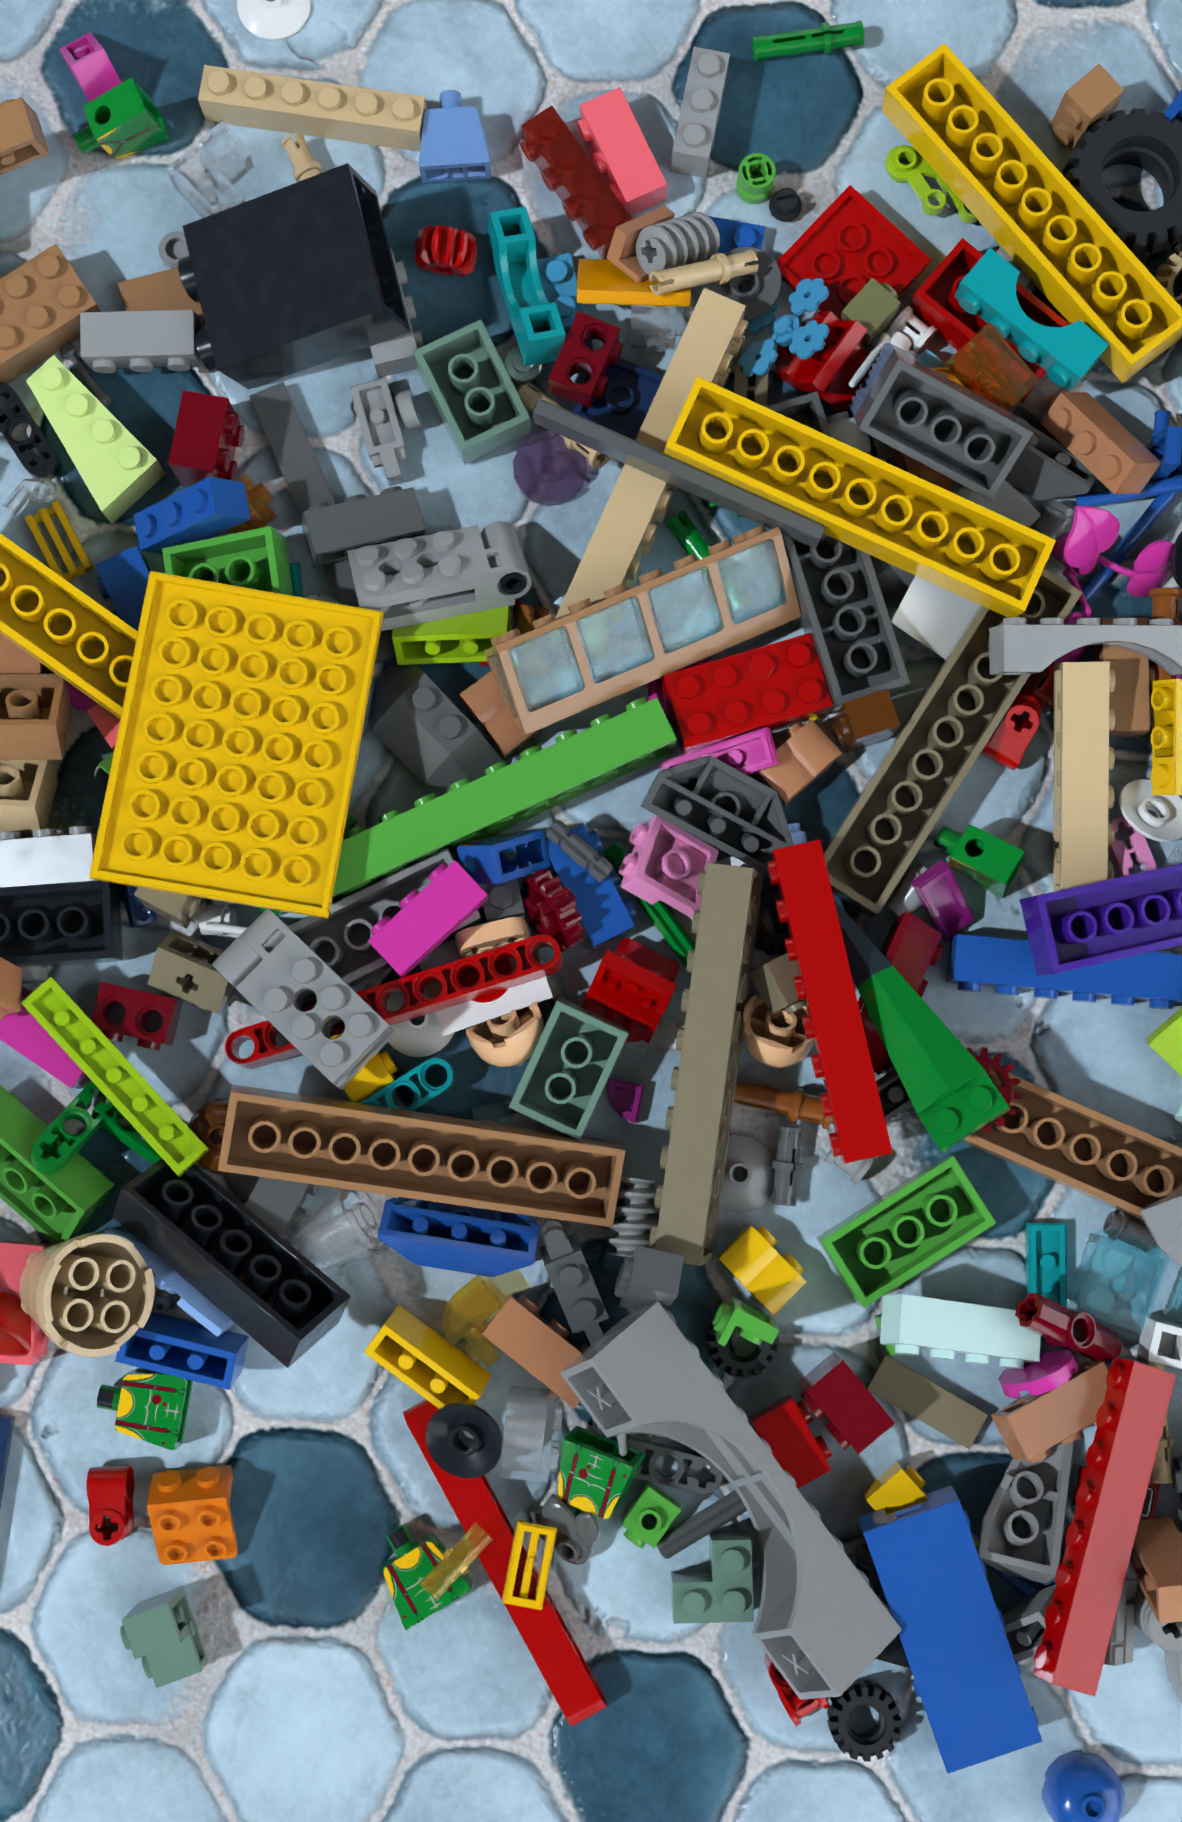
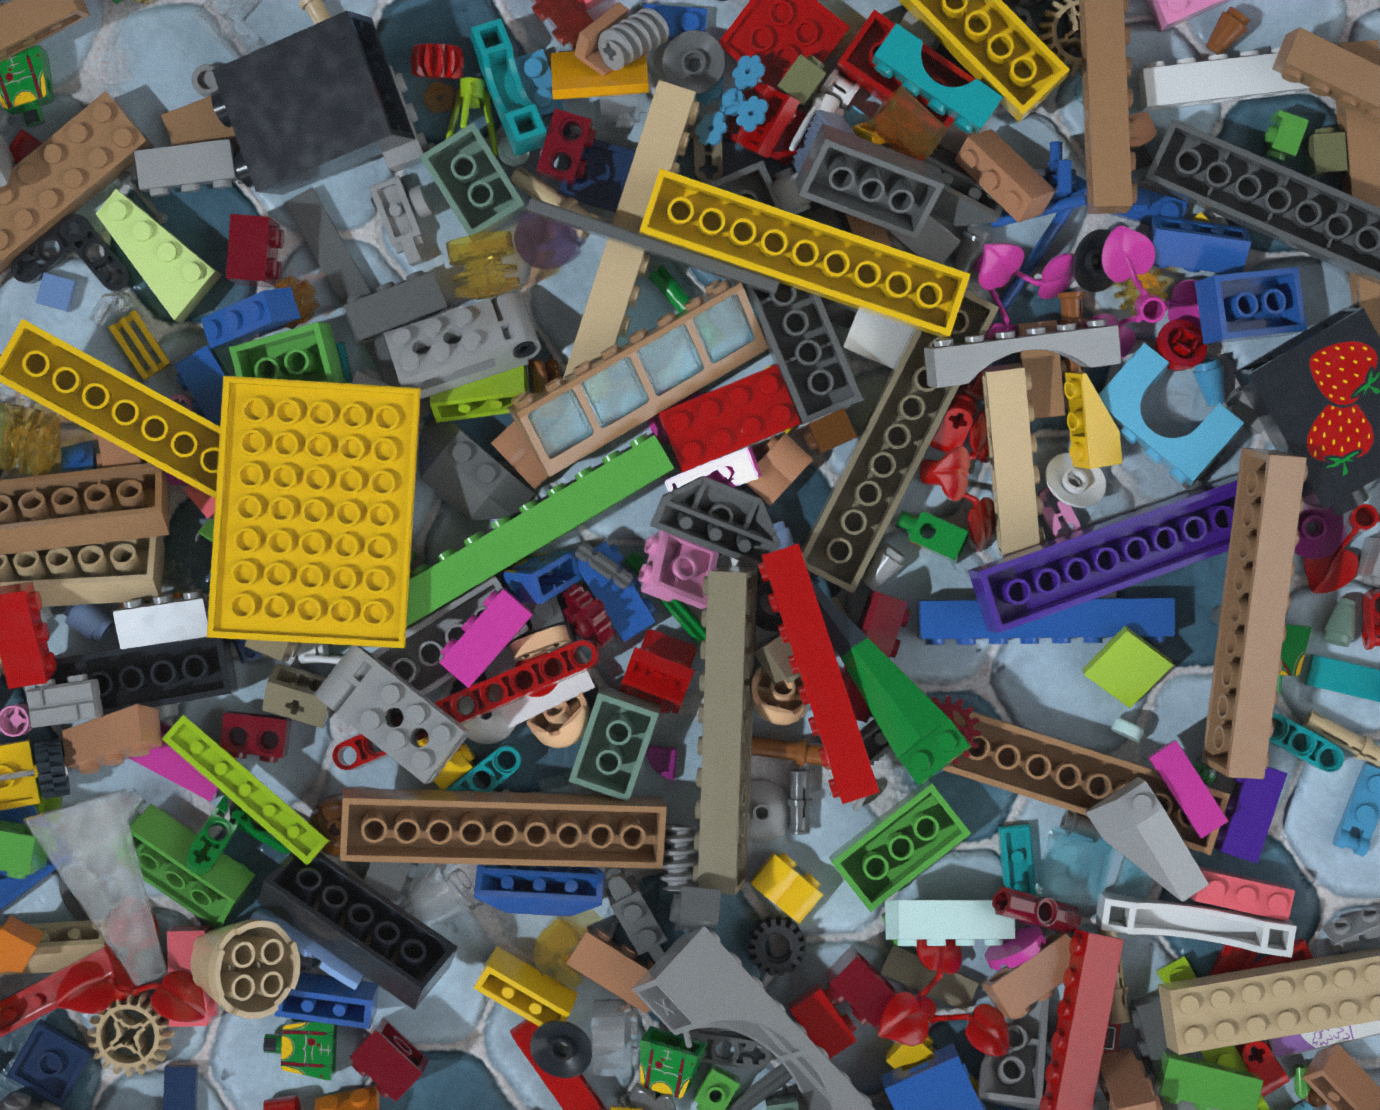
camera: 10 degrees left, 5 degrees up
(248, 1432) = (388, 1060): none -> dark red brick
(443, 286) = (433, 91): none -> clear orange plate
(473, 484) = (483, 265): none -> clear yellow wheel
(479, 298) = (470, 95): none -> lime plant
(717, 269) = (668, 58): tan pin -> none
(752, 1323) = (782, 934): bright green bracket -> none
(904, 1443) = (907, 1017): none -> red plant
(943, 900) = (907, 573): magenta tile -> none
(1011, 782) = (952, 475): none -> red plant

